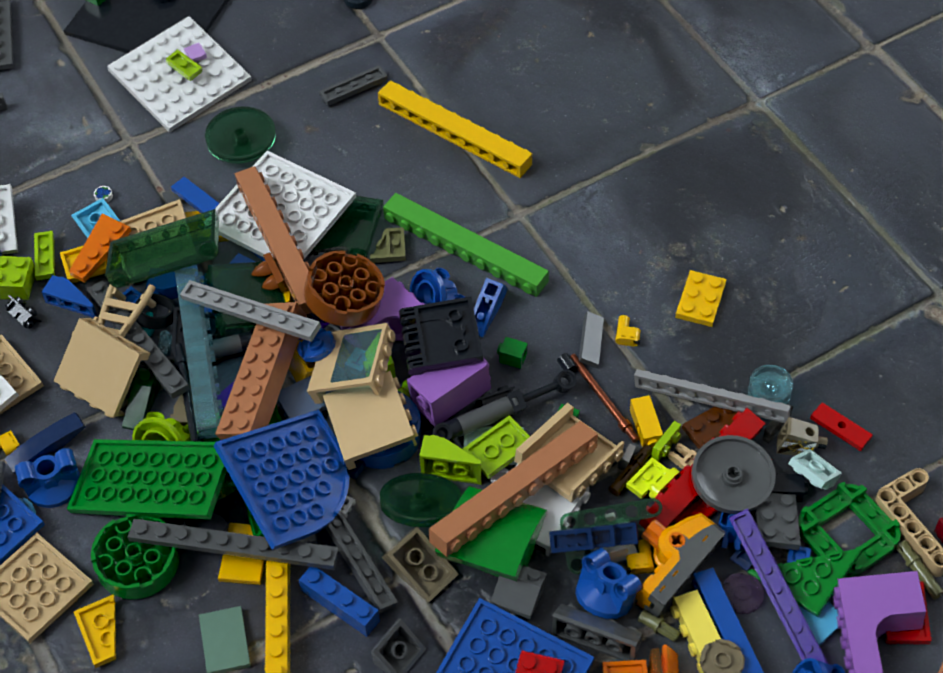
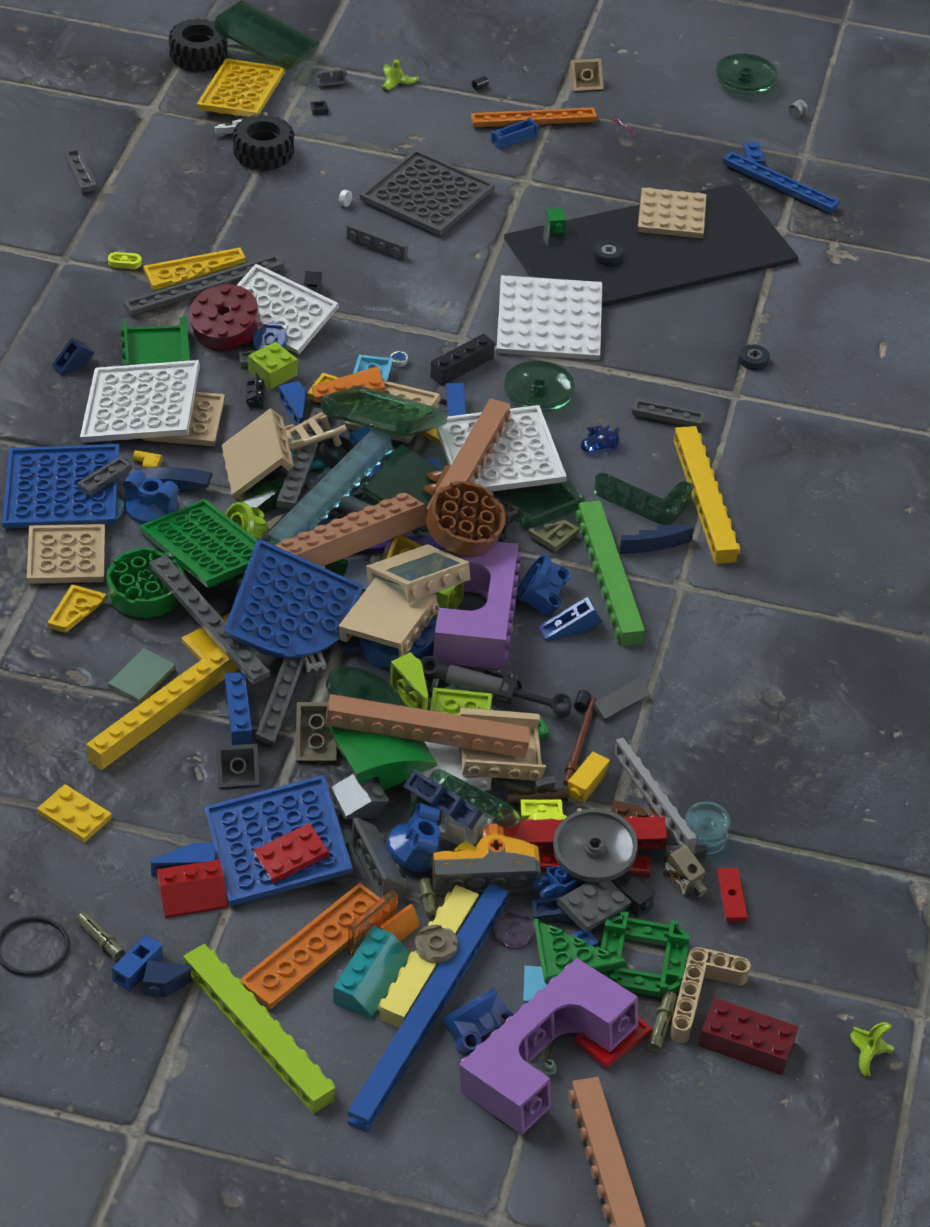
camera: 40 degrees right, 10 degrees down
(44, 255) = (312, 367): lime plate -> none
(156, 157) = (462, 359): none -> black brick
(184, 65) = (554, 311): lime plate -> none
(195, 52) = (573, 309): lavender tile -> none
(251, 310) = (385, 485): light grey plate -> none
(317, 349) = (410, 546): blue tile -> none
(334, 143) = (600, 439): none -> clear blue animal
(418, 170) = (642, 502): none -> clear green beam
(440, 335) = (497, 598): black hinge -> none
(466, 187) = (653, 540): none -> dark blue slope
(512, 352) = (551, 663): green brick -> none
(627, 335) = (653, 717): yellow piece -> none
(664, 444) = (585, 799): lime plate -> none
(700, 298) = (743, 738): yellow plate -> none
(776, 587) = (535, 936): dark purple tile -> none
(815, 469) = (666, 896): light aqua plate -> none

